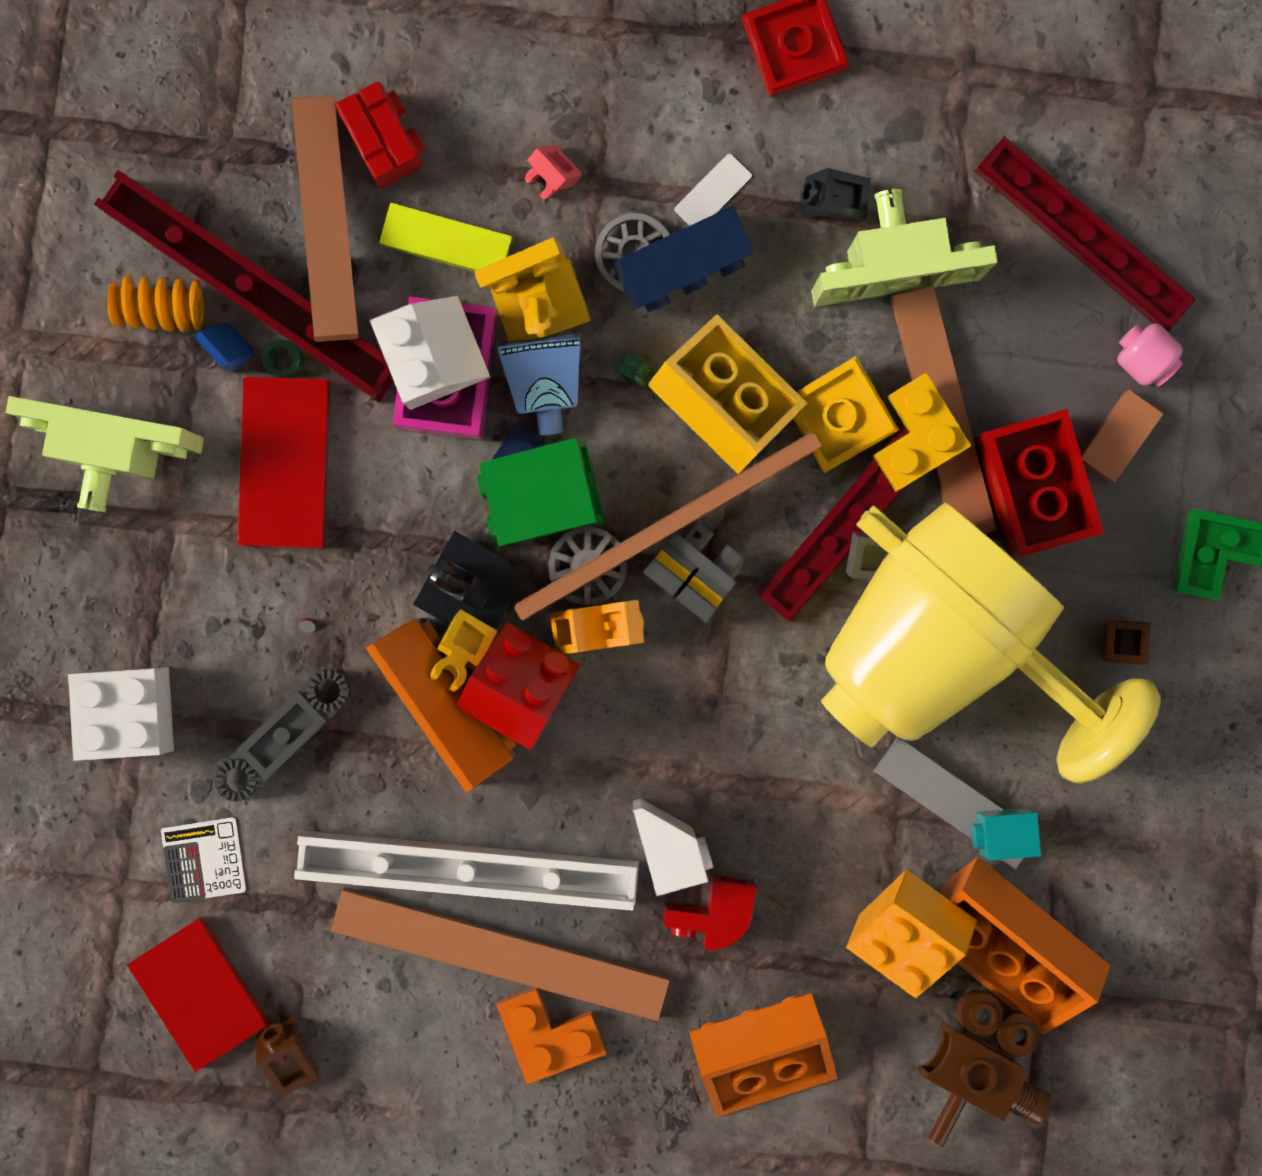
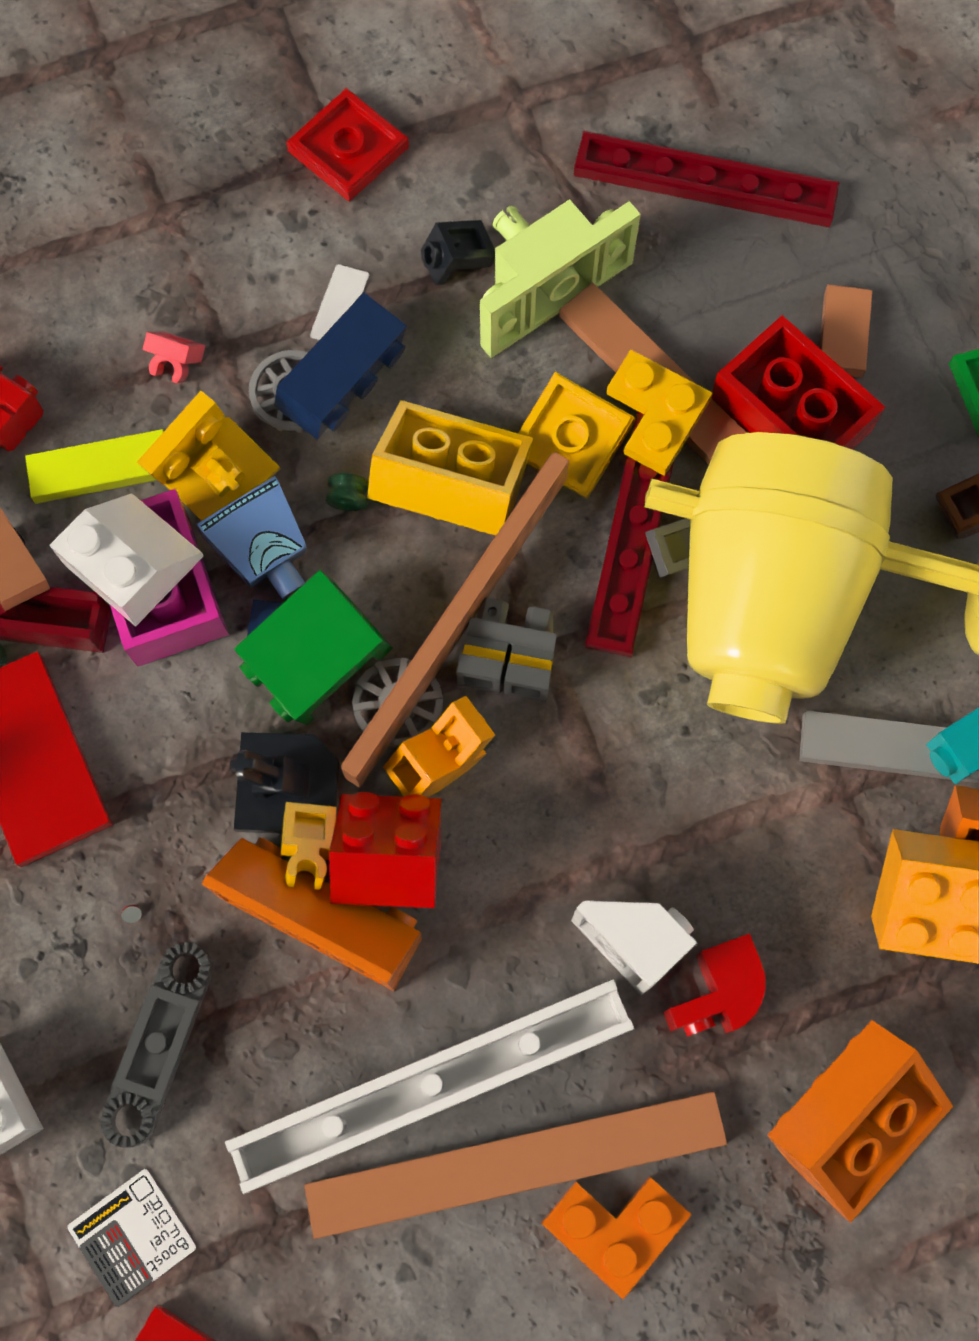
camera: 30 degrees left, 15 degrees down
(1150, 354) = (828, 245): bright pink head -> none

